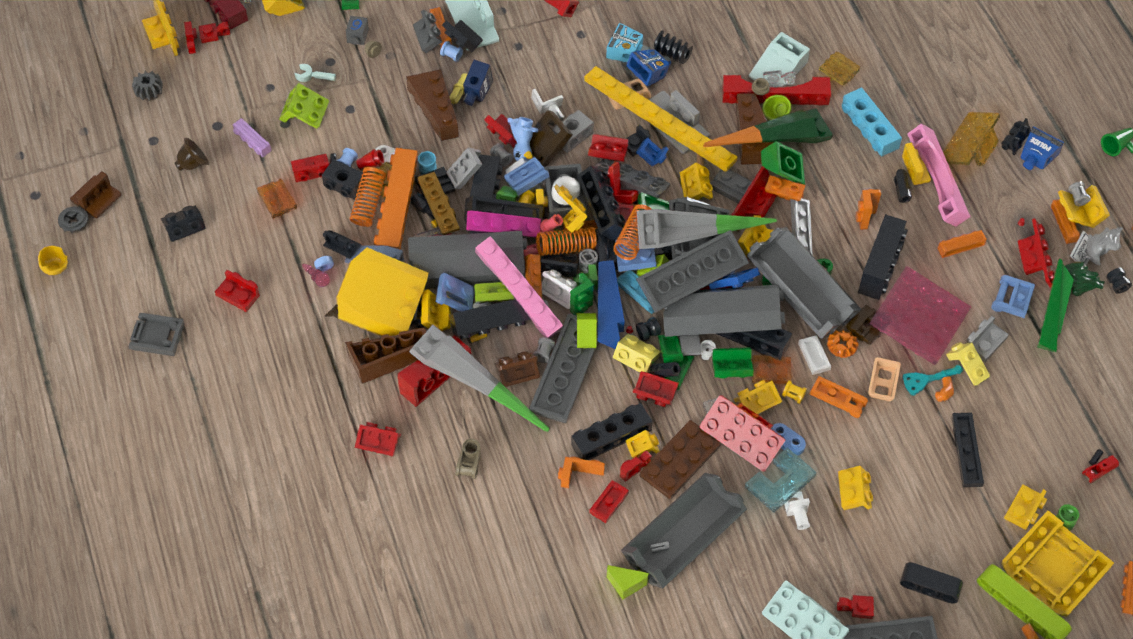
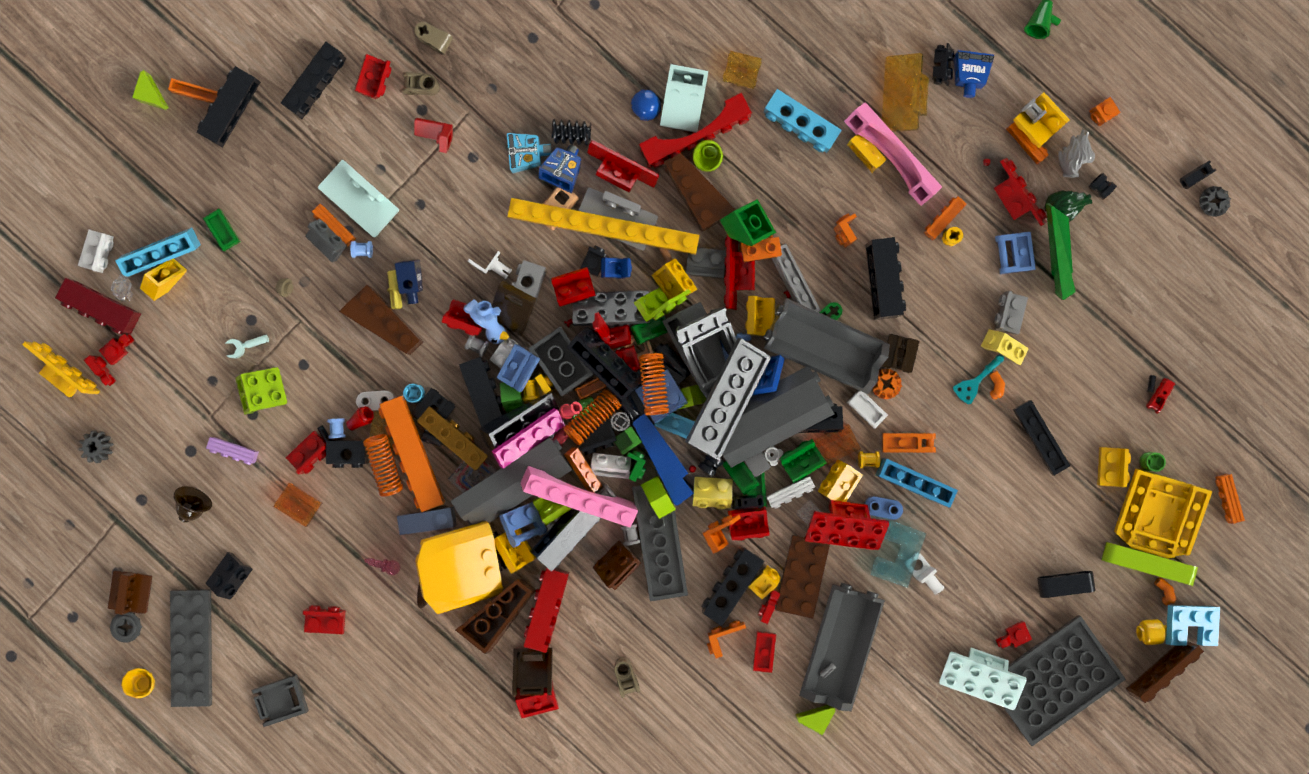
camera: 30 degrees left, 30 degrees up
(112, 261) = (191, 648): none -> dark grey plate
(324, 263) = (384, 551): light blue tile -> none
(340, 244) = (387, 523): black hinge -> none
(357, 30) = (256, 274): dark grey brick -> none
(388, 416) = (532, 676): none -> dark brown container
(452, 359) = (557, 601): light grey plate -> none
(464, 34) = (363, 230): black bracket -> none
(464, 167) = (454, 387): light grey bracket -> none
(571, 184) = (564, 367): white hair -> none
(574, 218) = (584, 390): yellow bracket -> none
(620, 379) = (715, 536): none -> orange bracket
(667, 227) = (686, 370): light grey plate -> none
(677, 187) = (655, 303): none -> lime bracket
(698, 88) = (619, 169): none -> red bracket
(707, 385) = (791, 491): none -> white piece
(745, 58) = (646, 105): none -> blue hair
(760, 86) = (683, 143): dark tan plate -> none
(776, 78) = (693, 123): clear plate -> none
(794, 127) = (738, 168): dark green plate -> none
(828, 426) = (916, 482): none -> dark azure brick
(855, 488) = (964, 527): yellow bracket -> none
(891, 384) = (946, 402): light nougat piece -> none
(902, 186) = (863, 180): black bar -> none
(920, 315) = (943, 319): clear pink plate -> none
(965, 256) = (953, 230): none -> yellow bush
(1080, 249) = (1055, 170): white sticker -> none

